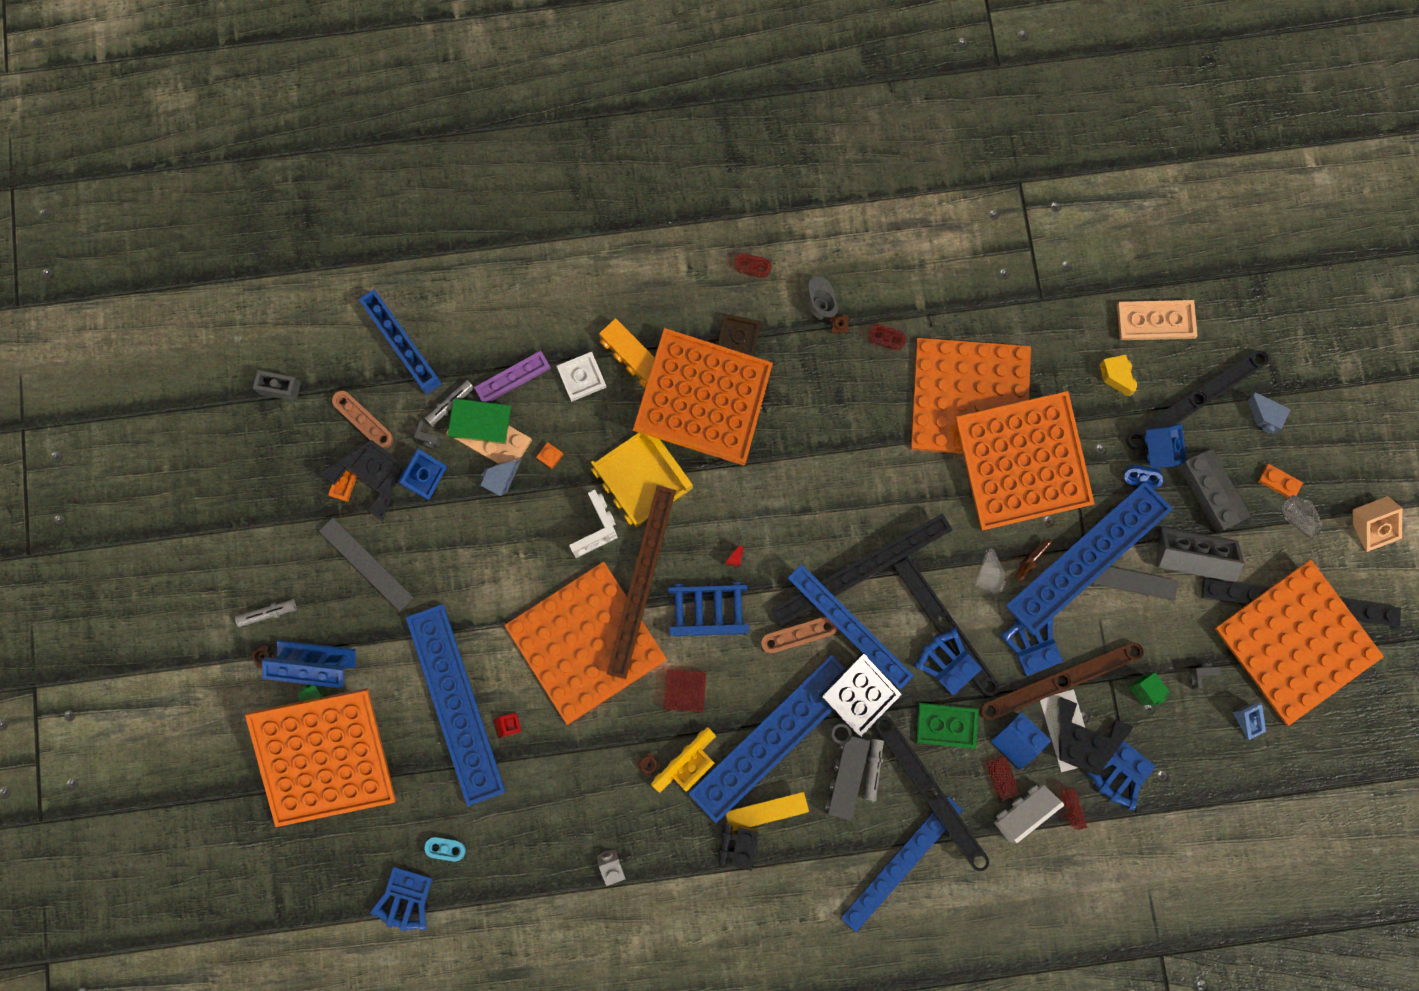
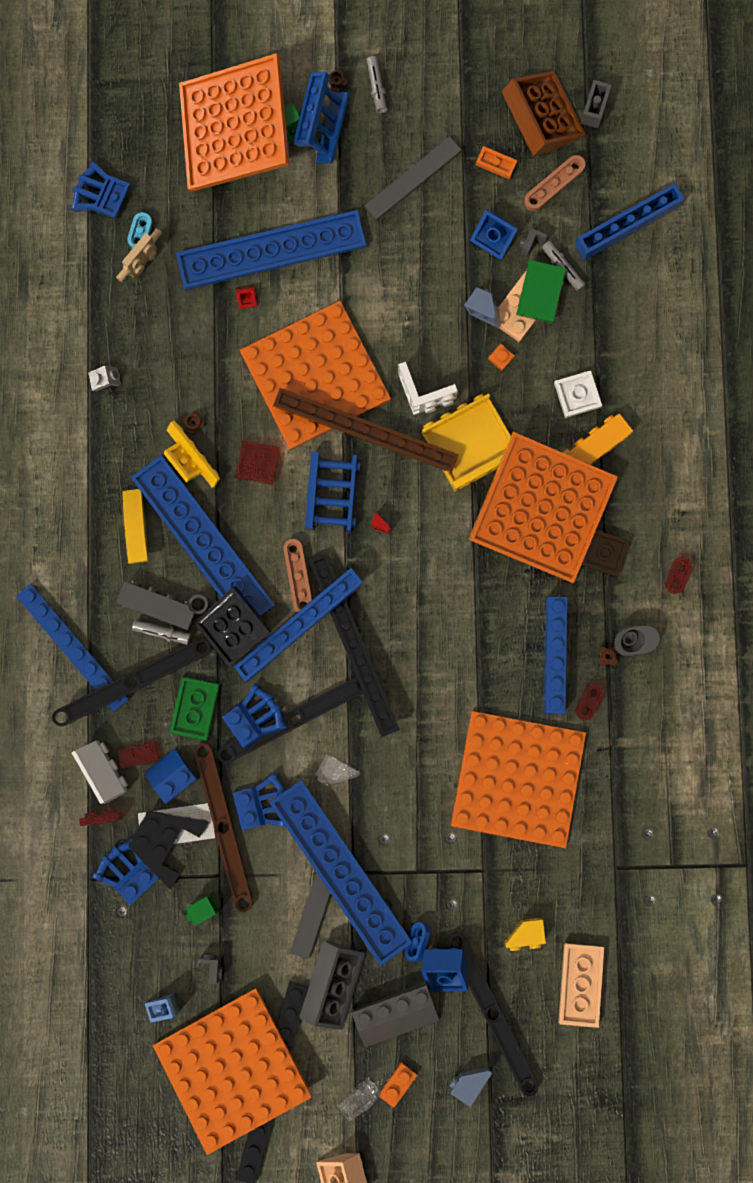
camera: 100 degrees right, 5 degrees up
(287, 438) = (542, 112): none -> dark orange slope
(374, 468) = (505, 188): black wing -> none
(469, 839) = (137, 258): none -> tan plate
(512, 377) = (583, 327): medium lavender plate -> none
(745, 846) = (106, 502): black plate -> none
(847, 373) = (555, 655): none -> blue brick
(1024, 460) = (445, 821): orange plate -> none
(1029, 562) = (344, 812): reddish brown piece -> none

